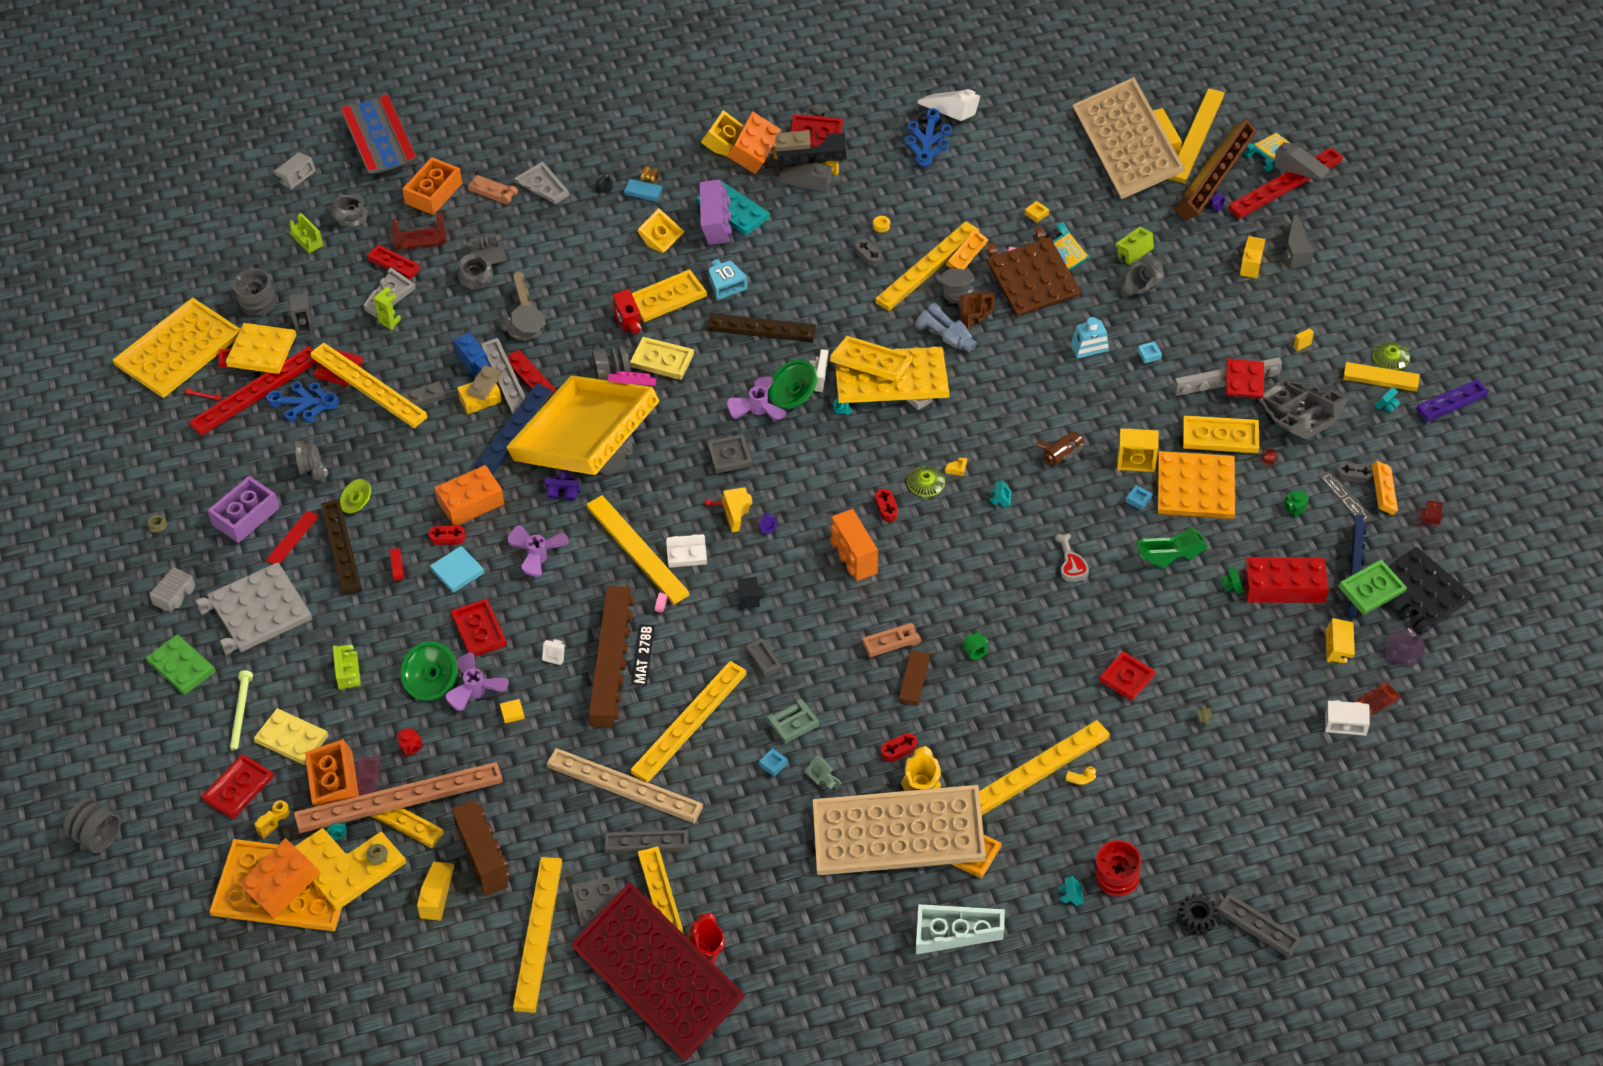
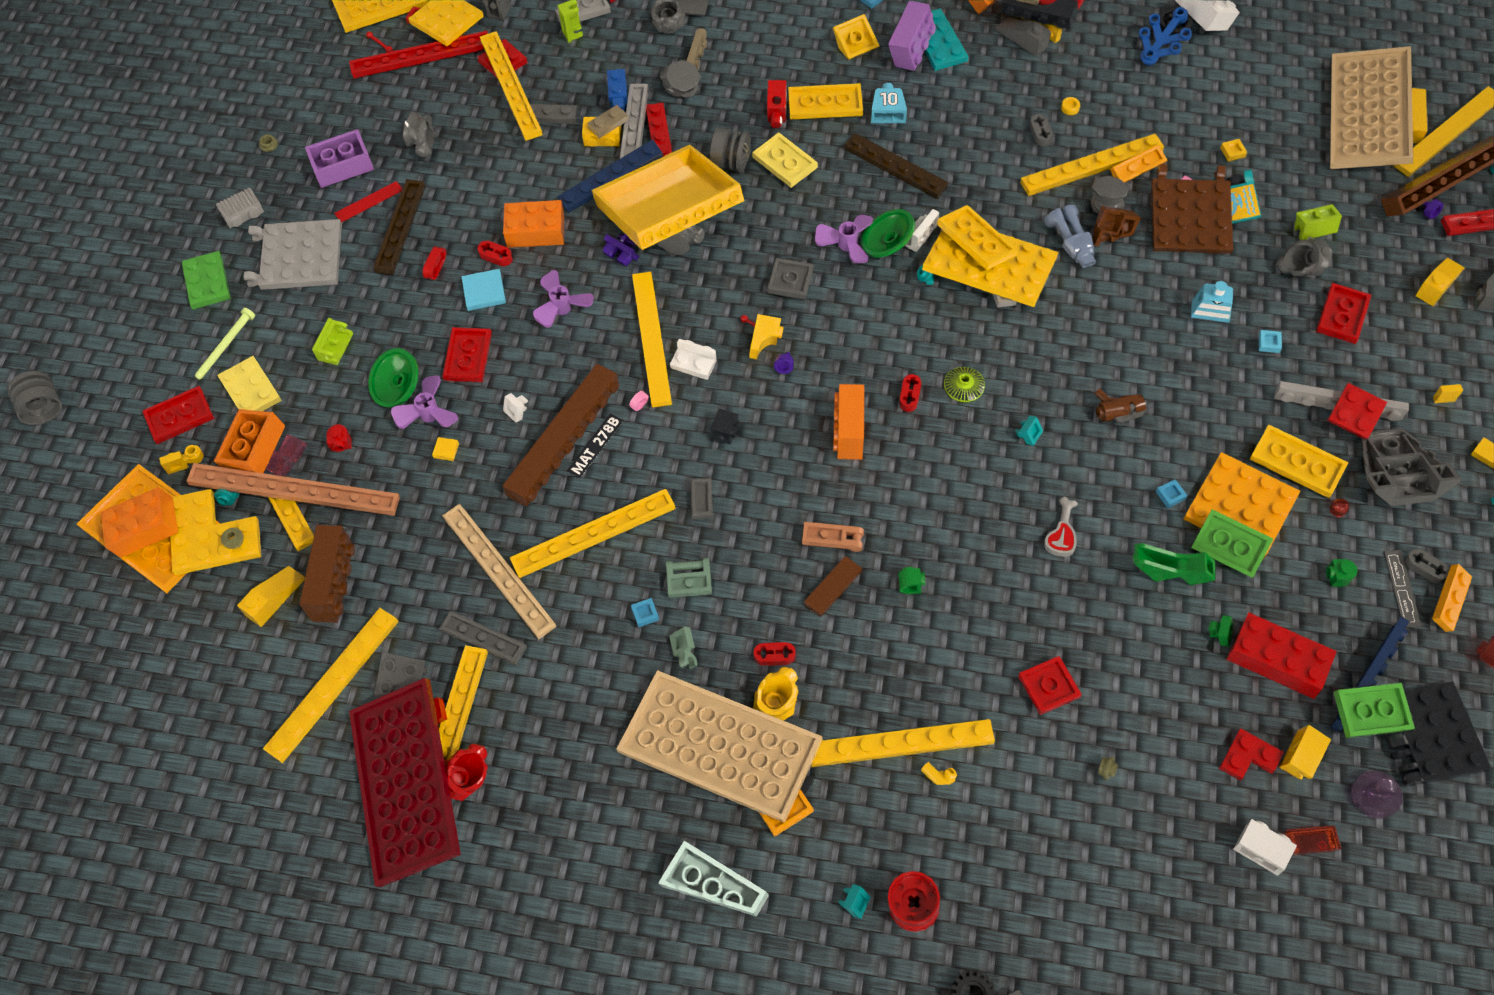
camera: 30 degrees right, 10 degrees up
(326, 401) = (473, 87): blue plant -> none
(355, 496) = (439, 184): lime dish -> none
(632, 378) = (732, 167): dark pink plate -> none
(956, 467) = (1003, 382): yellow tile -> none
(1137, 450) = (1196, 442): yellow brick -> none
(1193, 309) = (1343, 313): none -> red tile
(1206, 514) = (1232, 543): none -> bright green plate
(1298, 658) = (1249, 749): none -> red plate

